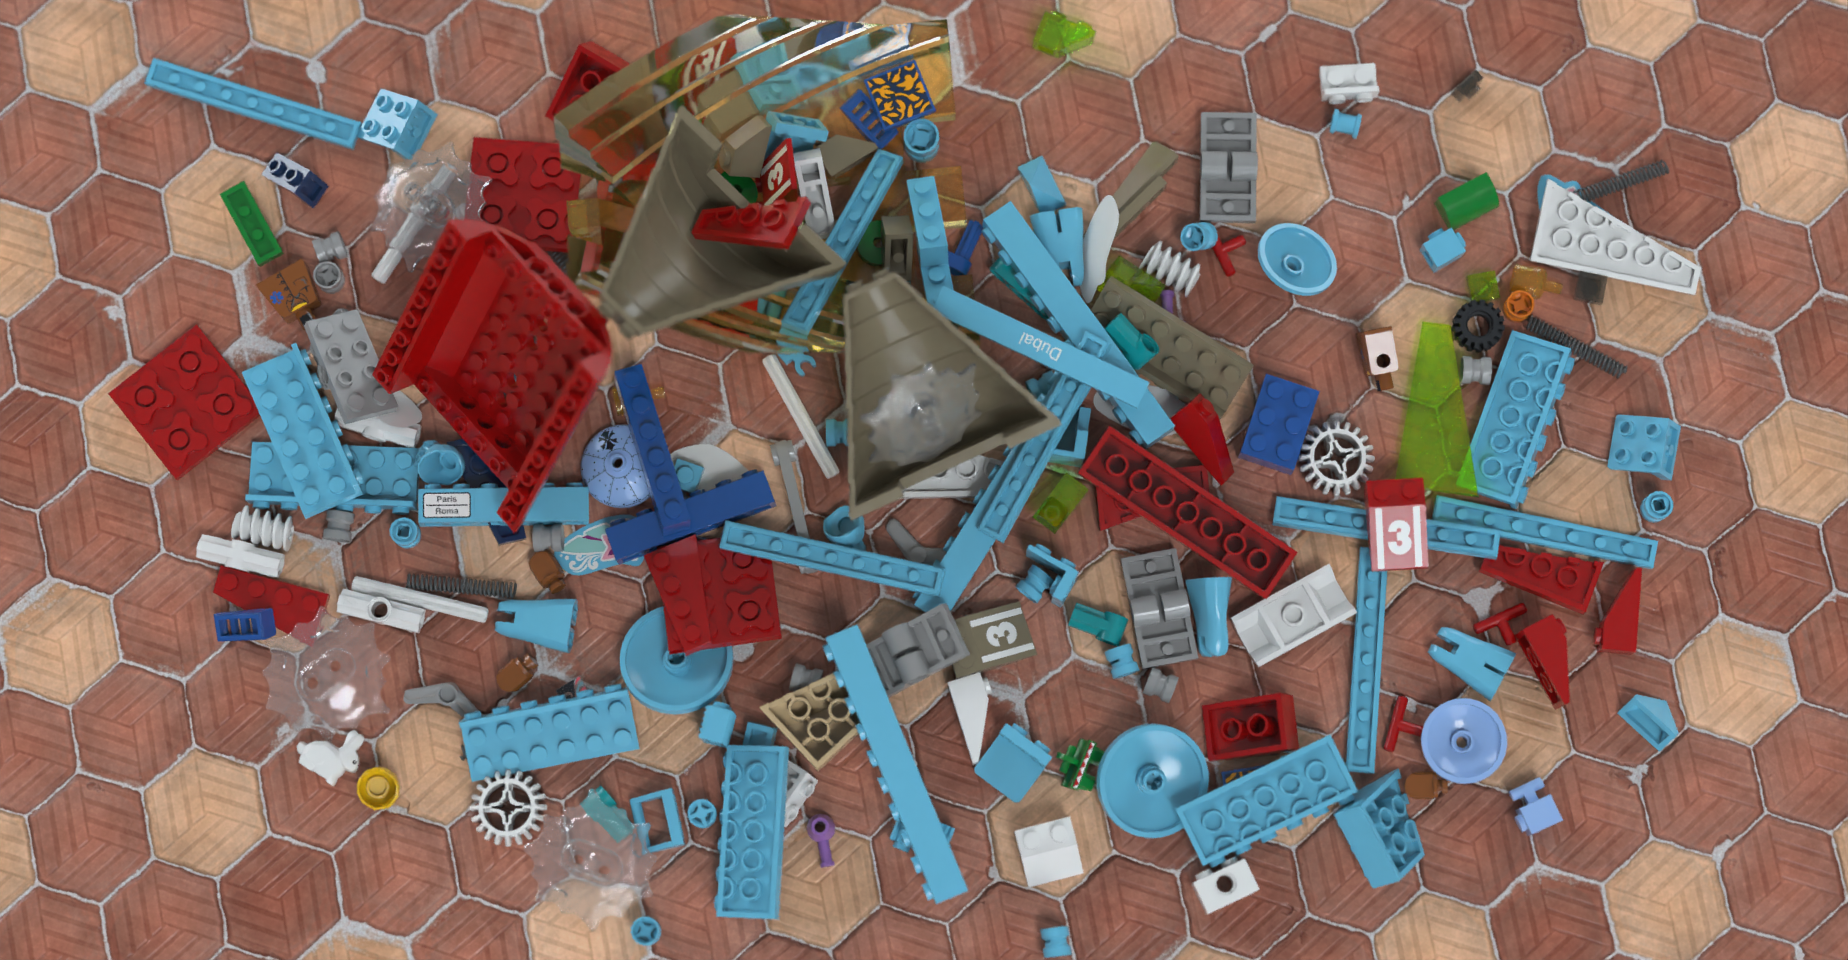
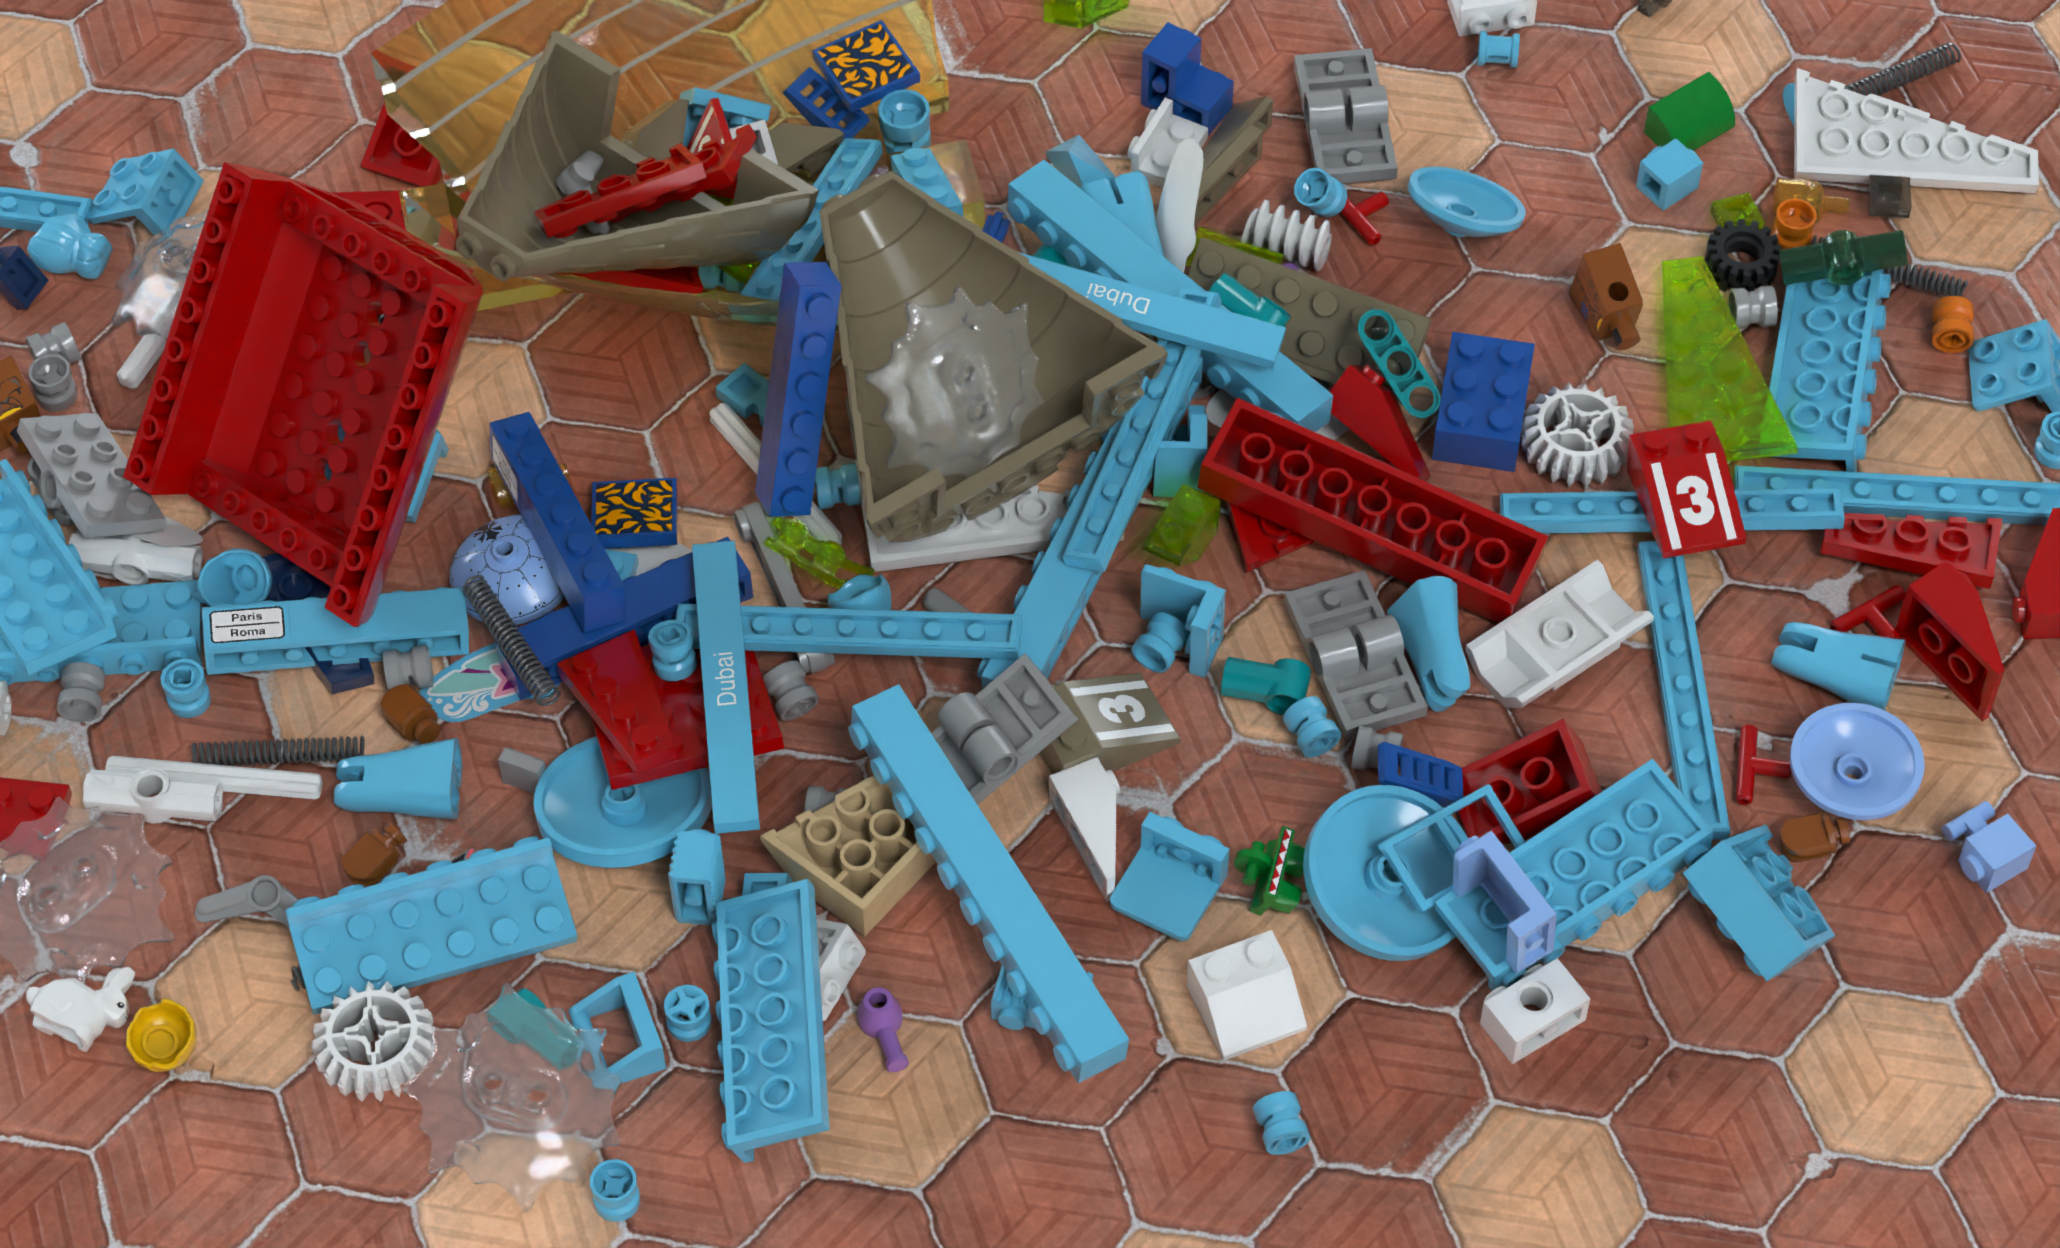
camera: 10 degrees left, 25 degrees down
(345, 167) = (68, 246): none -> medium azure hair
(615, 536) = (512, 640): none -> dark grey piece
(615, 624) = (520, 769): none -> light grey tile
(686, 213) = (579, 177): none -> light grey piece
(705, 434) = (635, 512): none -> tile
(719, 565) = (672, 650): none -> medium azure wheel
(730, 242) = (619, 192): none -> red wing
(748, 595) = (725, 688): none -> medium azure tile
(791, 589) = (790, 690): none -> light grey wheel
(817, 397) = (797, 388): none -> blue brick
(827, 487) = (828, 554): none -> clear neon green piece
(1101, 176) = (1158, 143): none -> white bracket
(1120, 131) = (1174, 71): none -> blue brick
(1184, 713) = (1420, 772): none -> blue slope
(1202, 788) = (1447, 836): none -> medium azure window
(1224, 388) = (1401, 384): none -> teal beam
(1232, 848) = (1531, 918): none -> light blue panel
(1543, 349) = (1843, 257): none -> clear green piece
(1608, 402) = (1952, 324): none -> orange wheel

